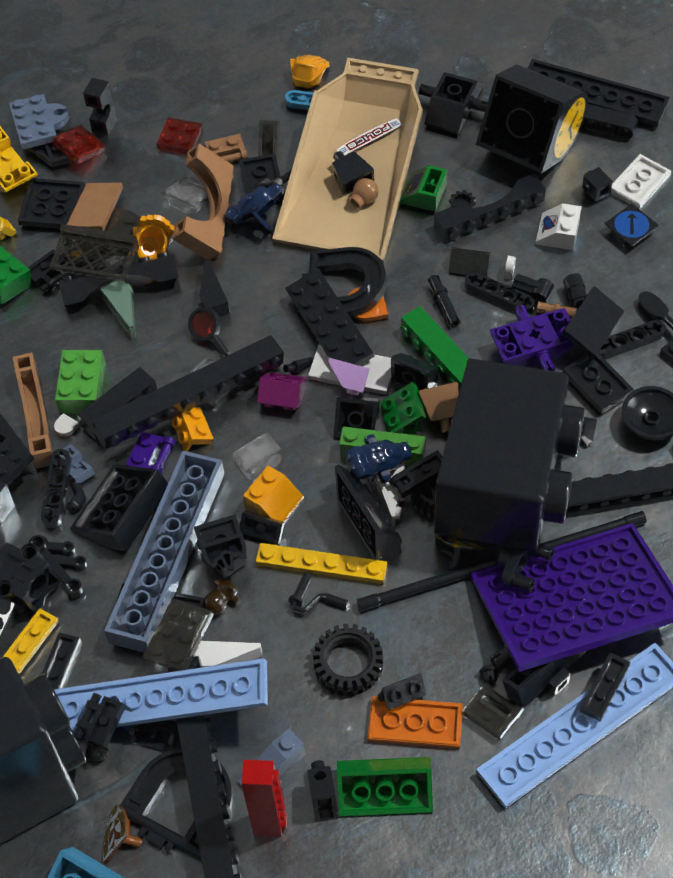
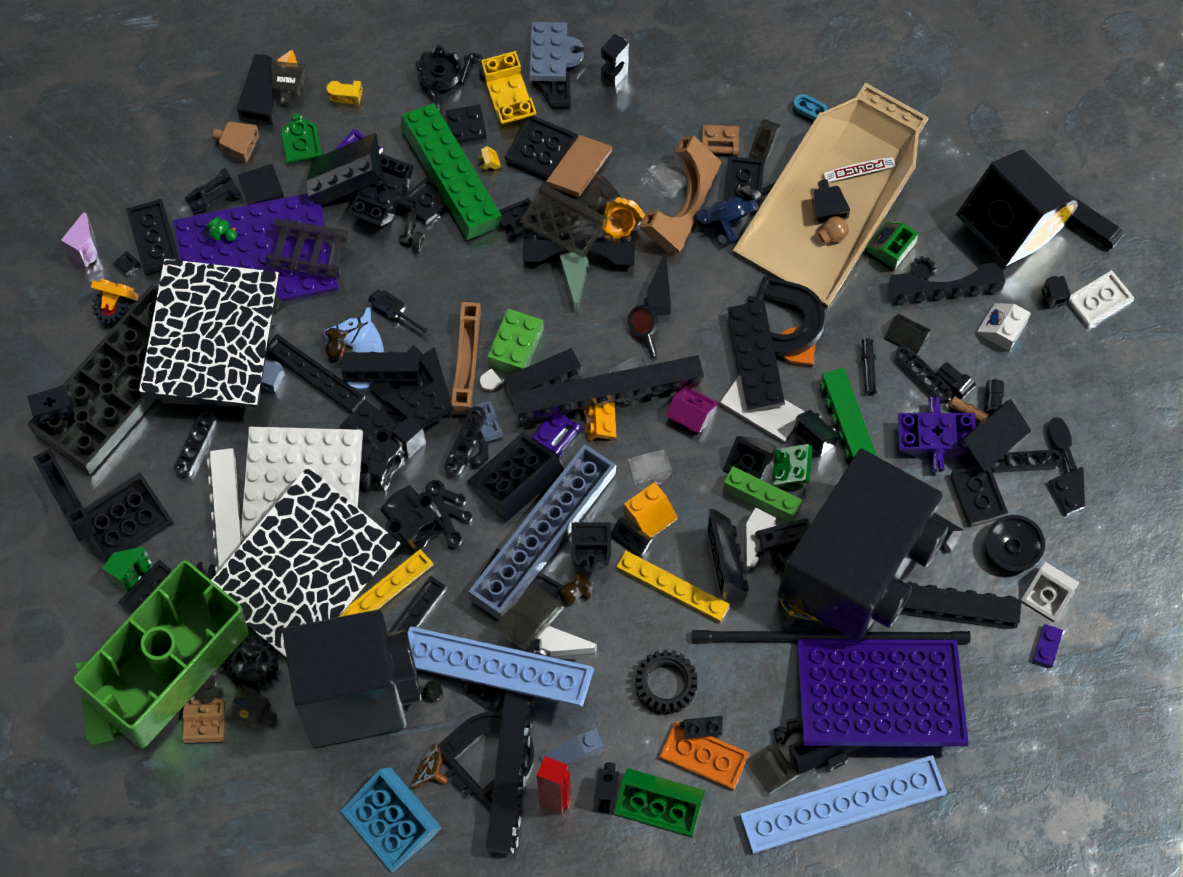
camera: 15 degrees right, 10 degrees up
(79, 144) = (584, 91): clear red plate -> none
(104, 722) = (445, 672): black plate -> none
(179, 135) = (681, 109): clear red plate -> none
(296, 599) = (640, 615): black piece -> none
(297, 365) = (713, 389): black bar -> none
(308, 70) = (827, 75): light orange hair -> none
(350, 375) = (754, 419): lavender slope -> none
(376, 458) = (751, 509): dark blue piece -> none
(440, 404) = (828, 471): medium nougat torso -> none
(452, 101) = (953, 155): black slope -> none
(510, 267) = (943, 350): white tile -> none
(515, 561) = (837, 644): black connector -> none
(605, 687) = (873, 780): black plate -> none
(631, 225) = (1072, 344): piece -> none
(643, 104) = (1096, 189): black plate -> none

